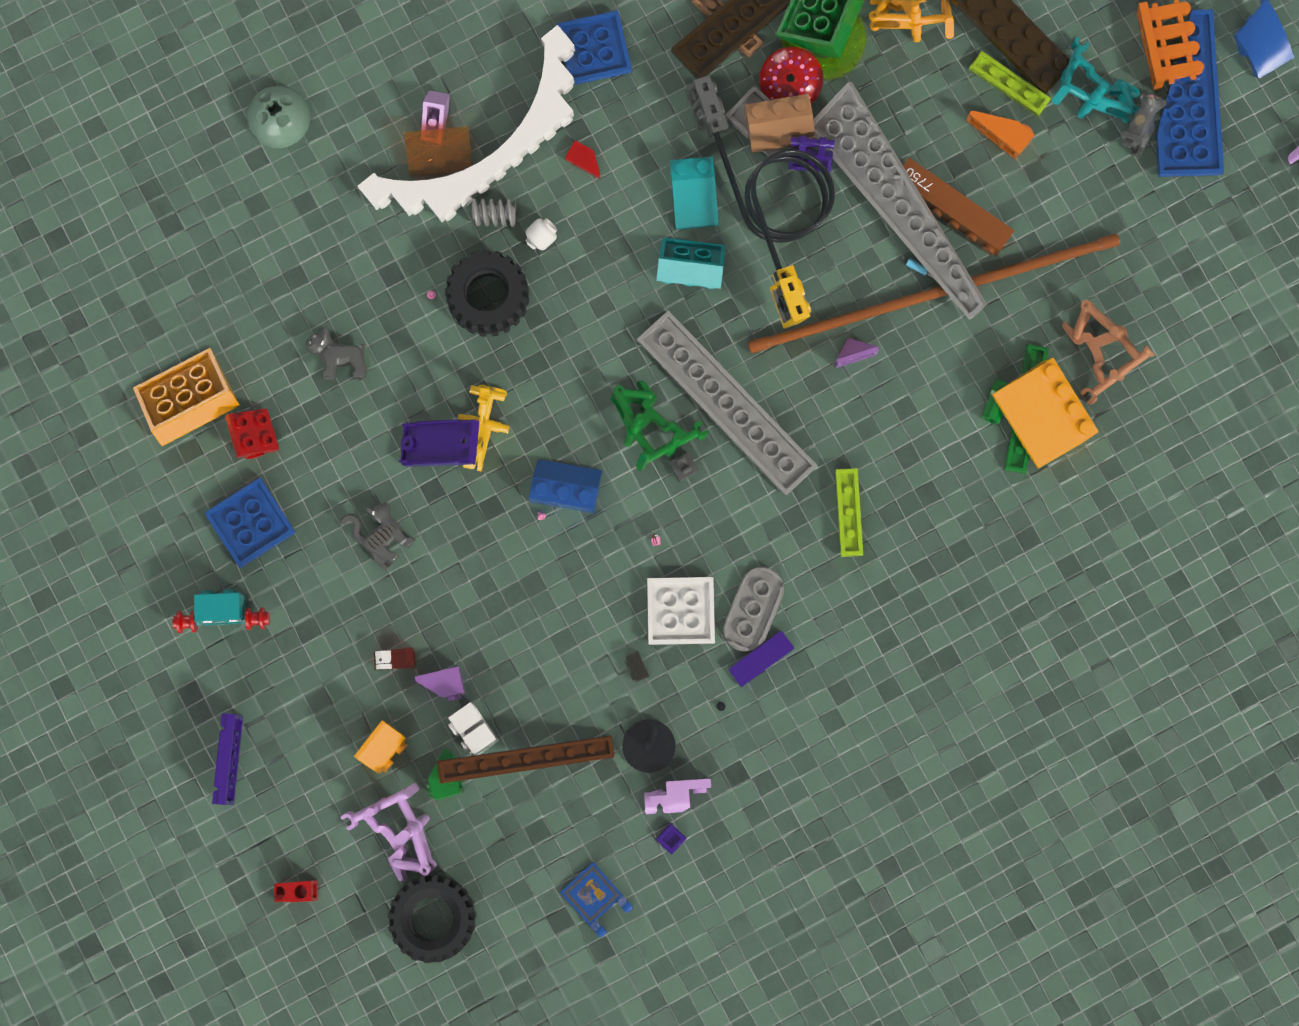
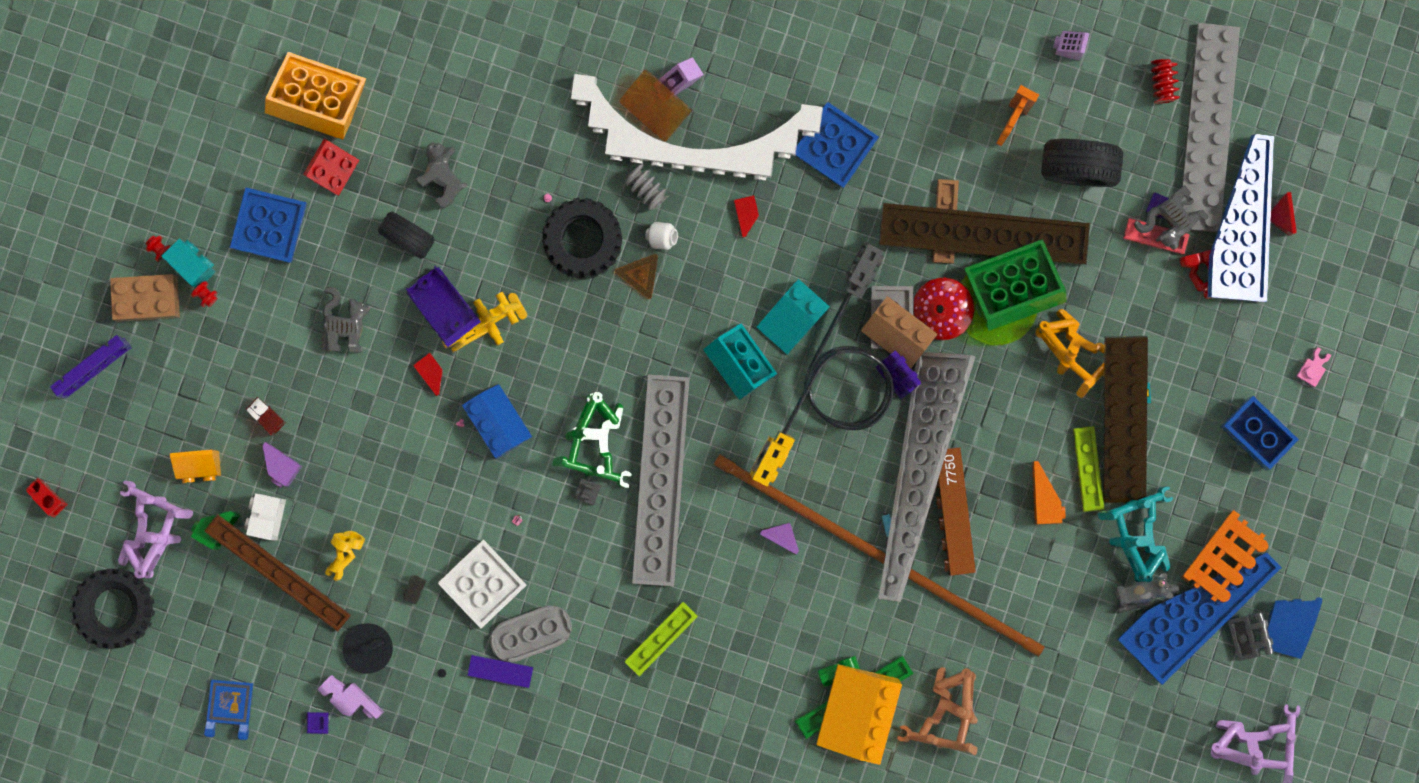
camera: 50 degrees right, 5 degrees up
(214, 669) = (145, 298): none -> medium nougat brick
(358, 421) = (406, 235): none -> black tyre
(480, 502) = (430, 372): none -> red tile
(549, 686) = (344, 543): none -> yellow piece
(555, 278) = (640, 274): none -> clear orange piece
(1241, 82) = (1244, 636): none -> dark grey plate

